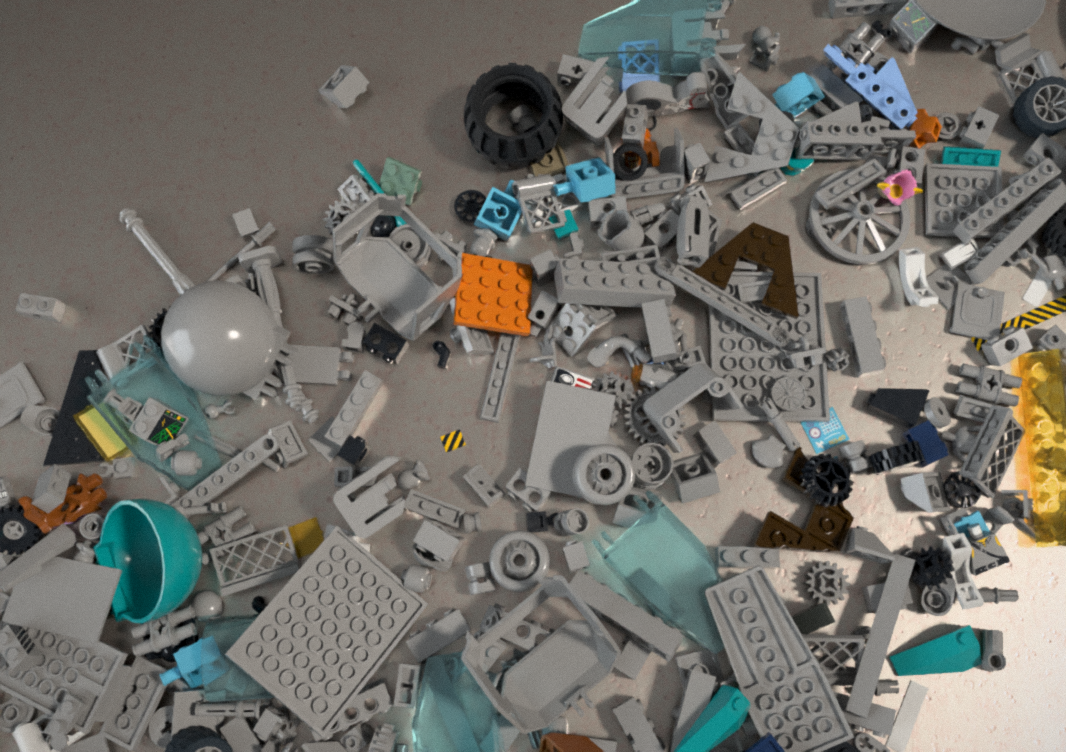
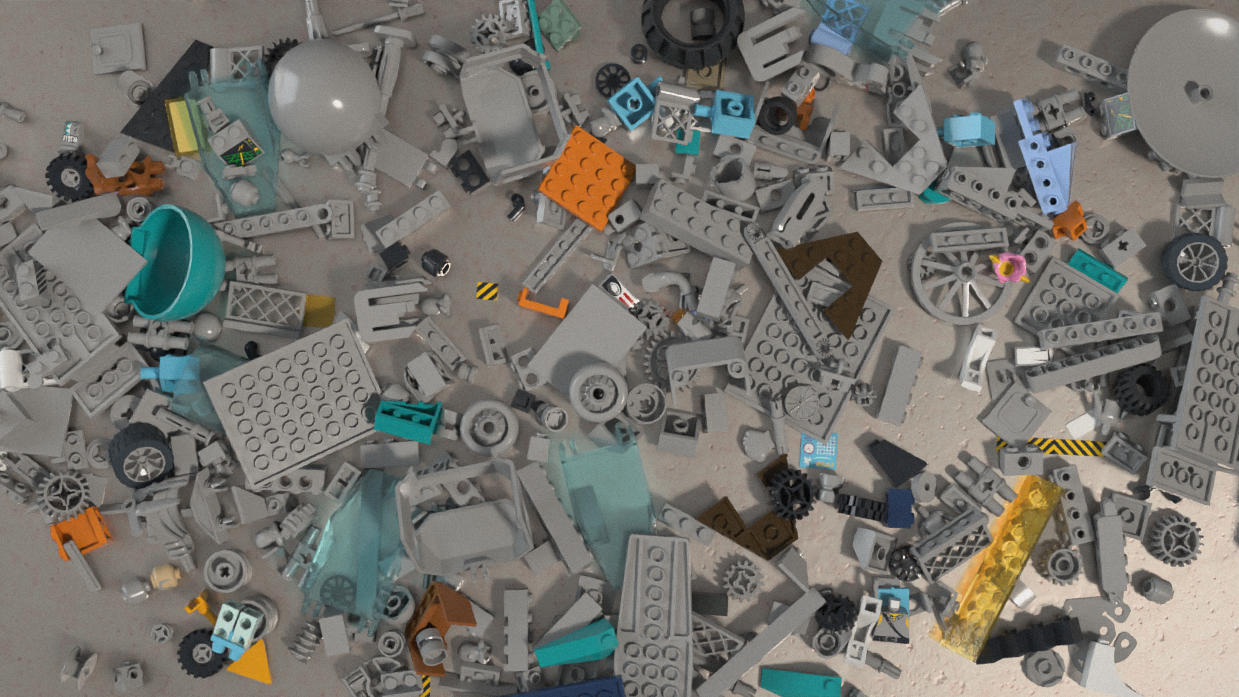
camera: 25 degrees right, 10 degrees up
(115, 632) = (118, 311): none -> light grey hair
(393, 438) = (435, 263): none -> black head
(439, 594) = (408, 420): none -> teal wedge
(482, 167) = (634, 50): none -> black bush
(511, 429) = (541, 309): none -> orange panel

